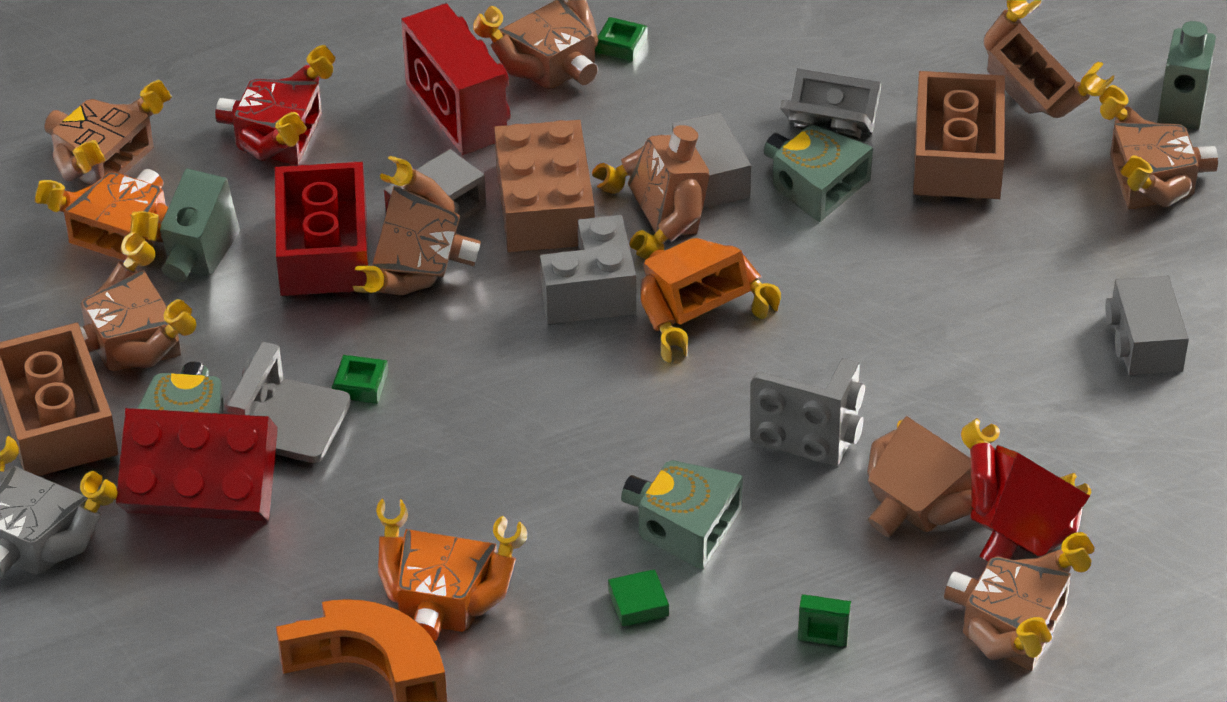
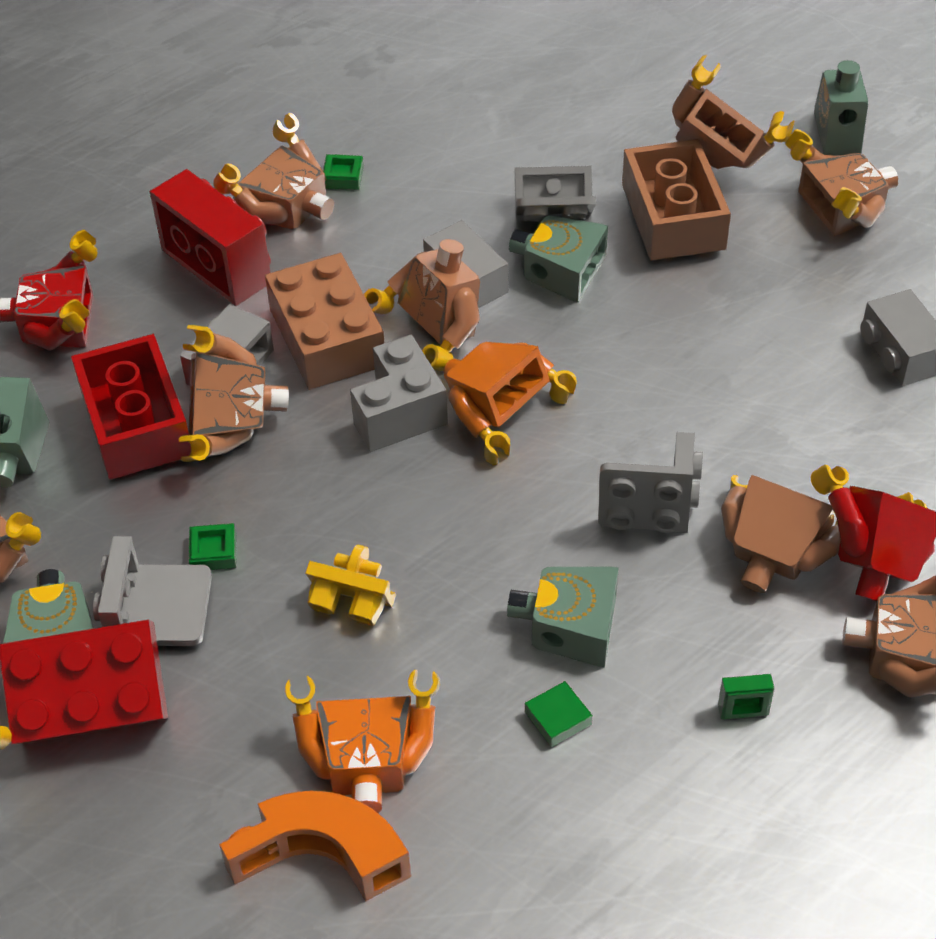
camera: 15 degrees left, 5 degrees up
(481, 431) = (368, 592): none -> yellow hips

